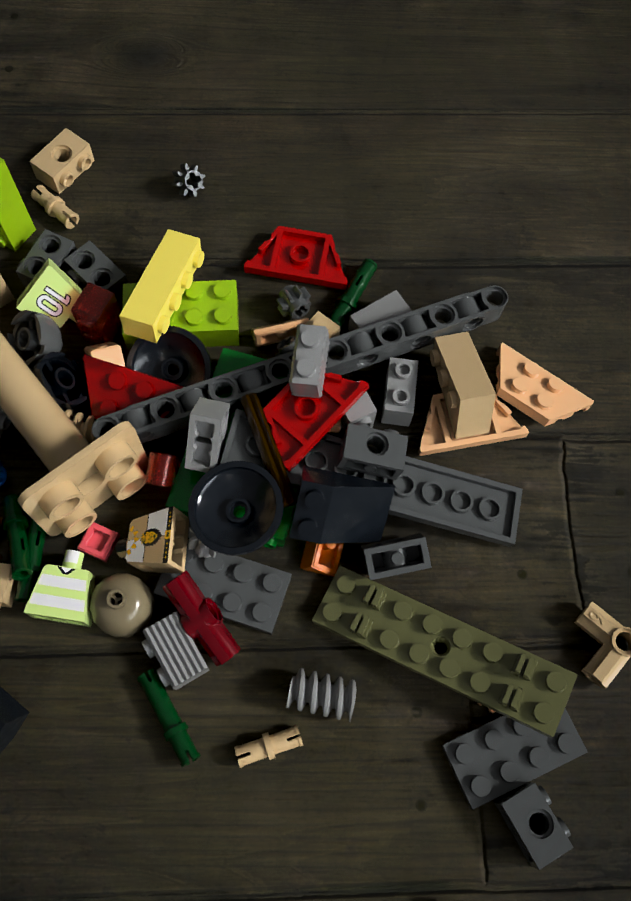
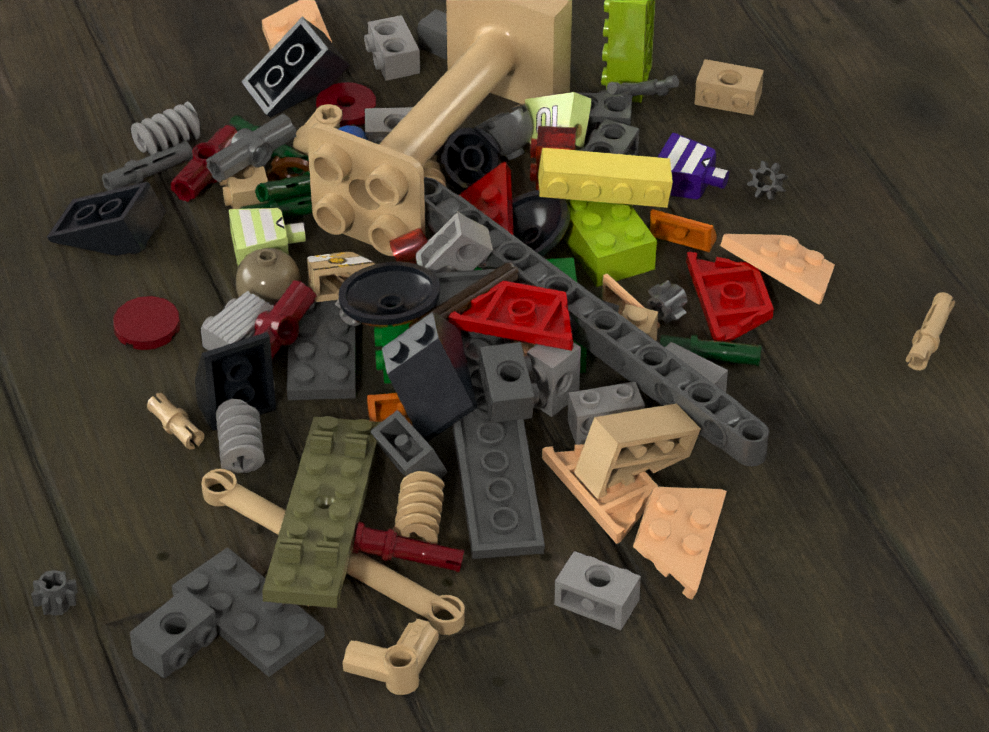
camera: 75 degrees right, 25 degrees down
(38, 218) = (649, 87): none -> dark grey piece
(55, 206) = (671, 102): tan pin -> none
(98, 542) = (323, 244): coral tile -> none
(106, 351) = (513, 177): light nougat slope -> none
(124, 735) = (146, 322): none -> dark red tile
(142, 227) = (692, 167): none -> dark purple torso
(174, 728) = (165, 349): dark green pin -> none
(215, 259) = (682, 230): none -> orange slope
(262, 678) = (236, 372): none -> black slope
(286, 205) = (784, 260): none -> light nougat wing
(309, 361) = (563, 280): light grey brick -> none
(411, 166) = (927, 338): none -> tan pin
(462, 572) = (420, 507): none -> tan piece
(491, 606) = (390, 545): none -> dark red pin
(507, 628) = (360, 565): none -> tan piece
(591, 458) = (597, 590): none -> light grey brick

